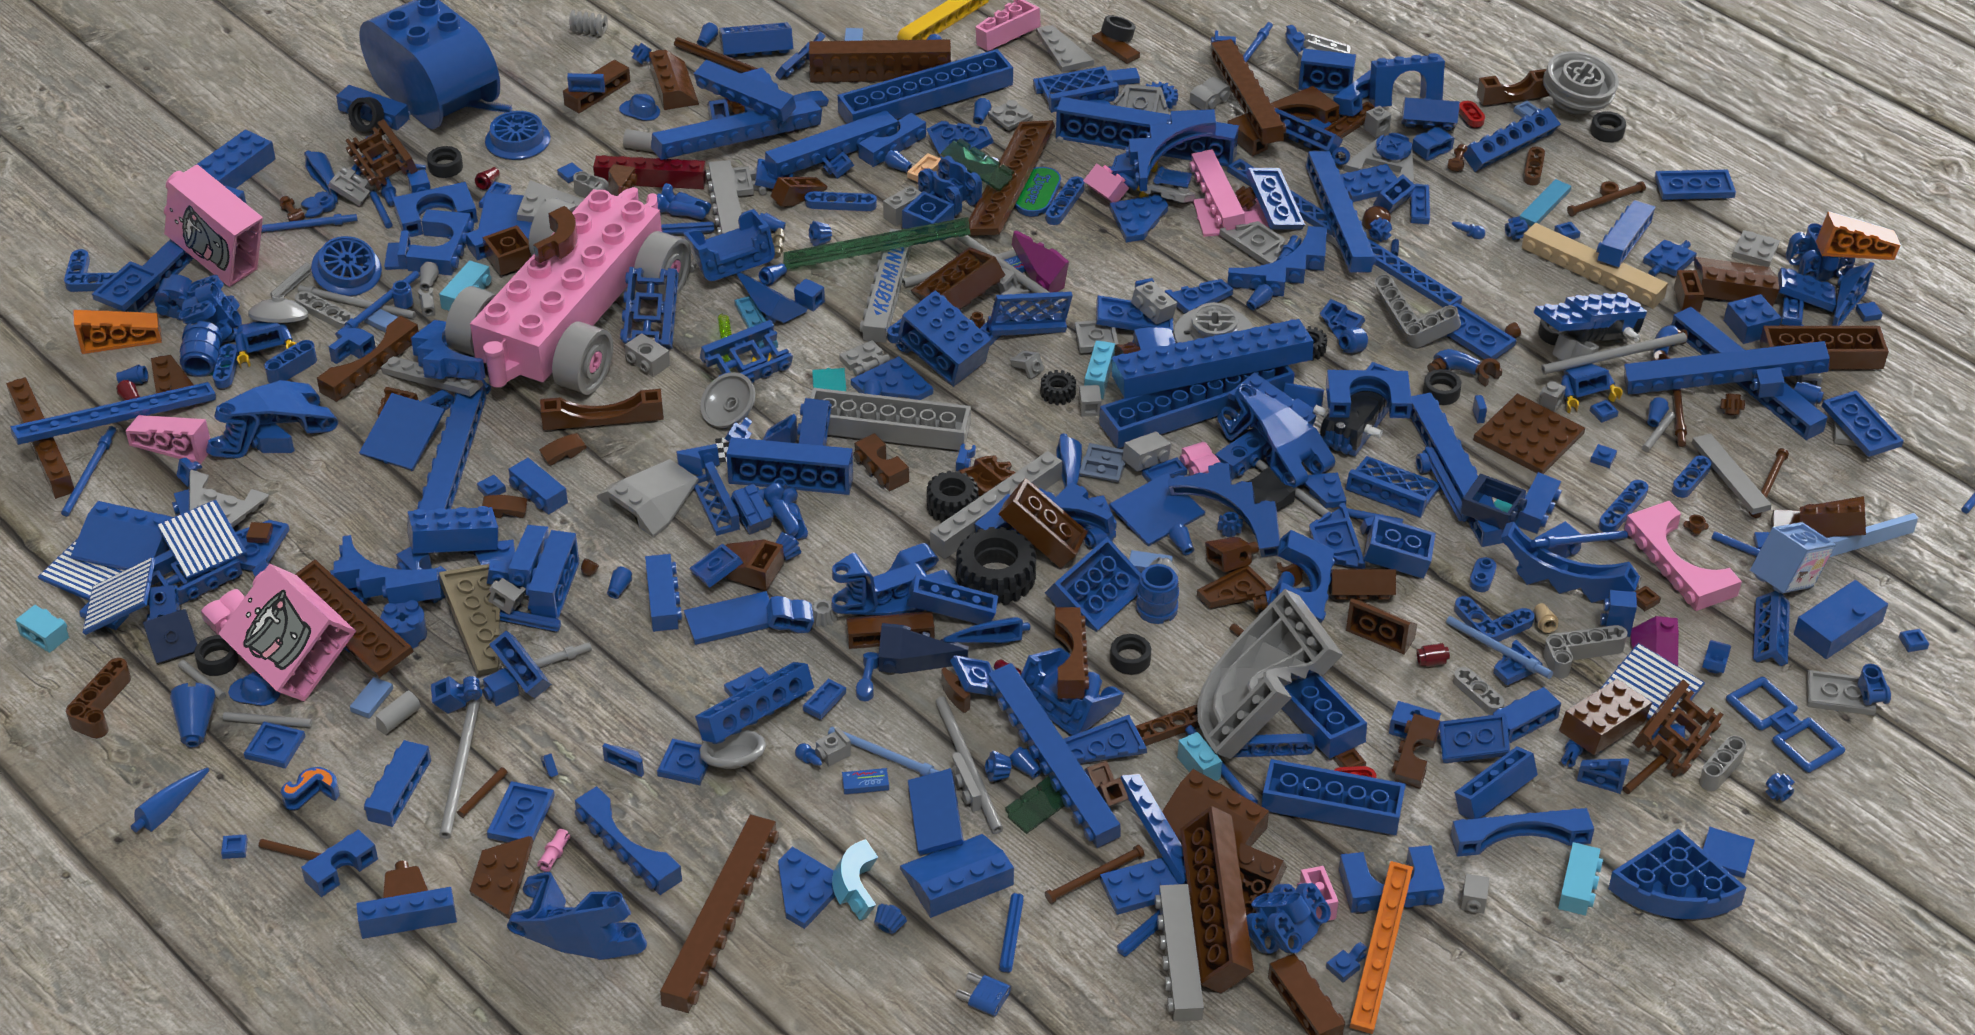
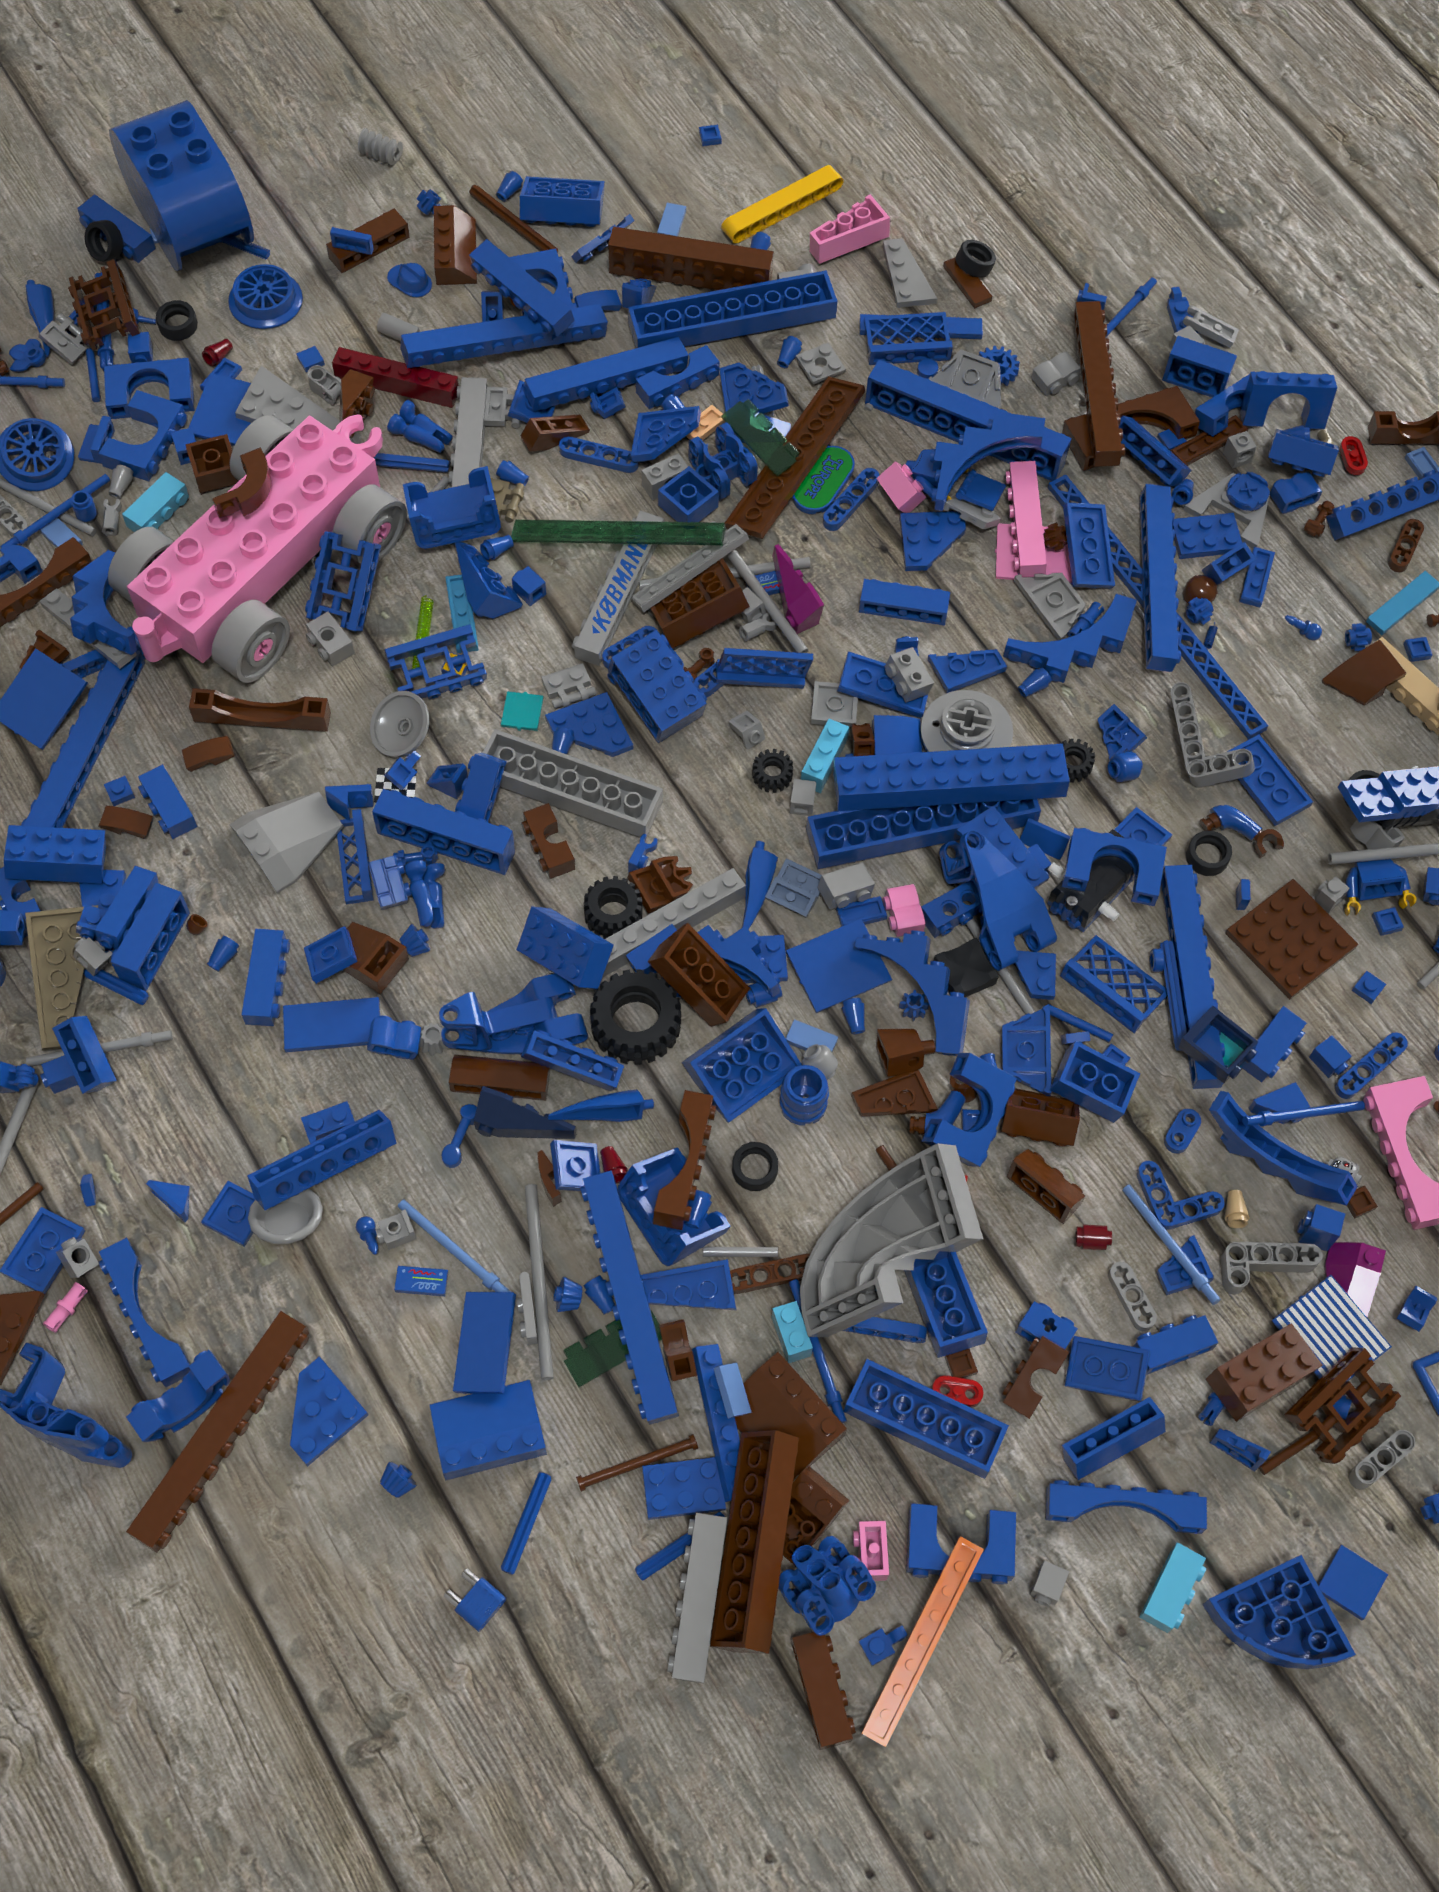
camera: 10 degrees right, 20 degrees up
(555, 808) = (86, 1262): none -> light grey brick
(689, 889) = (181, 1404): none -> blue brick
(819, 233) = (562, 499): blue piece -> none
(824, 699) = (404, 1160): blue plate -> none
(840, 84) = (637, 292): none -> blue slope
(846, 878) = (363, 1417): arch -> none
(891, 174) = (662, 429): none -> blue plate
(922, 520) = (565, 947): none -> blue brick
(944, 260) = (688, 569): none -> light grey tile
(1133, 259) = (904, 601): none -> blue brick
(1140, 715) = (740, 1251): none -> light grey bar
(1162, 802) = (732, 1390): none -> medium blue tile
(1513, 330) = (1313, 786): reddish brown hinge -> none
(1531, 249) = (1366, 674): none -> reddish brown slope
(1588, 504) = (1330, 1057): none -> blue brick

